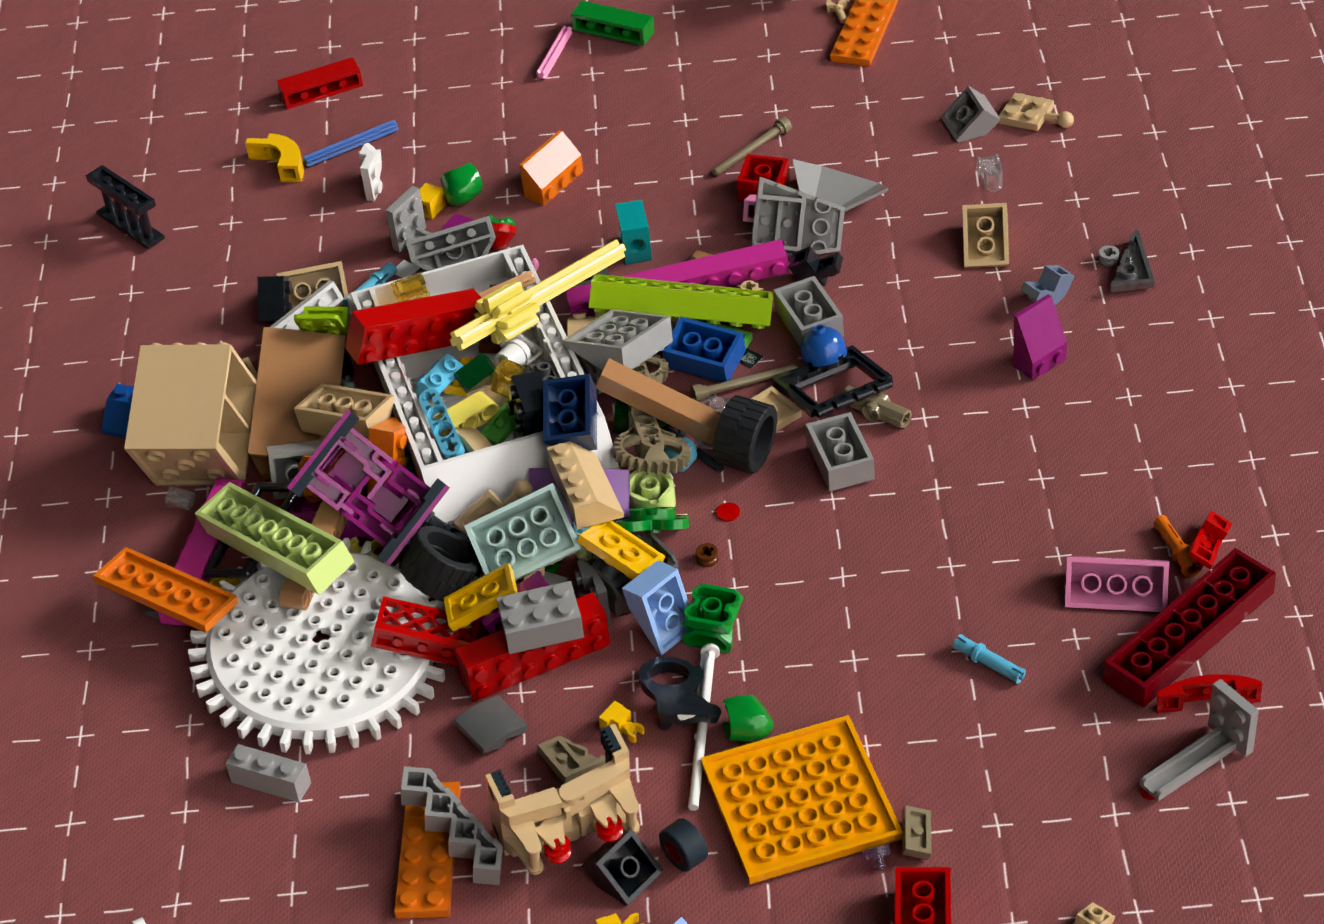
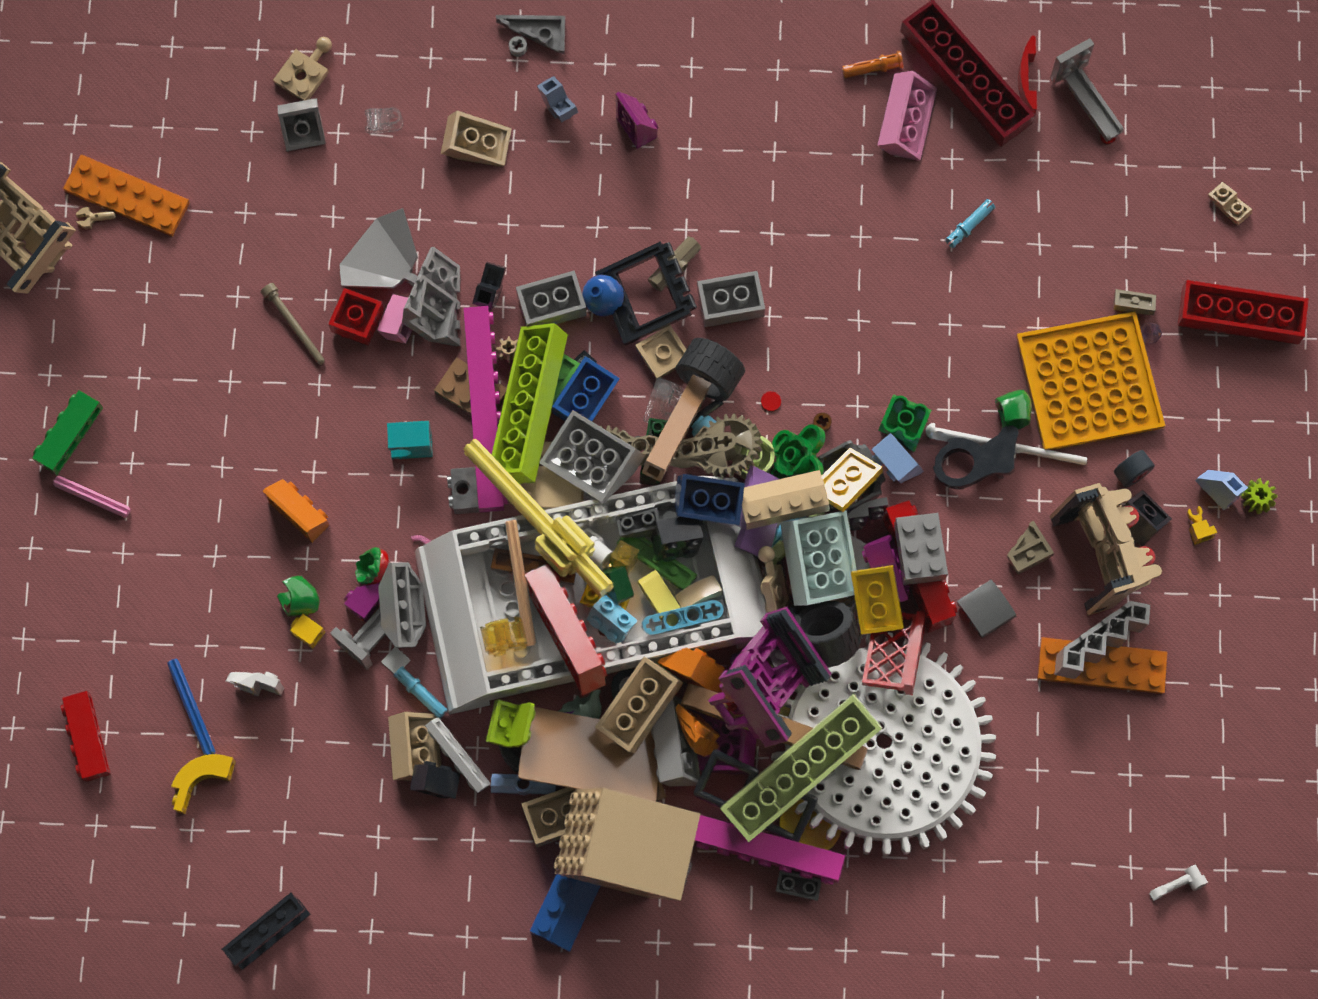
camera: 90 degrees left, 30 degrees up
(166, 589) = (827, 870): orange plate -> none
(268, 773) = (1017, 789): light grey brick -> none
(622, 718) = (995, 508): yellow piece -> none
(700, 391) = (627, 406): dark tan piece -> none
(1209, 539) = (862, 36): red slope -> none

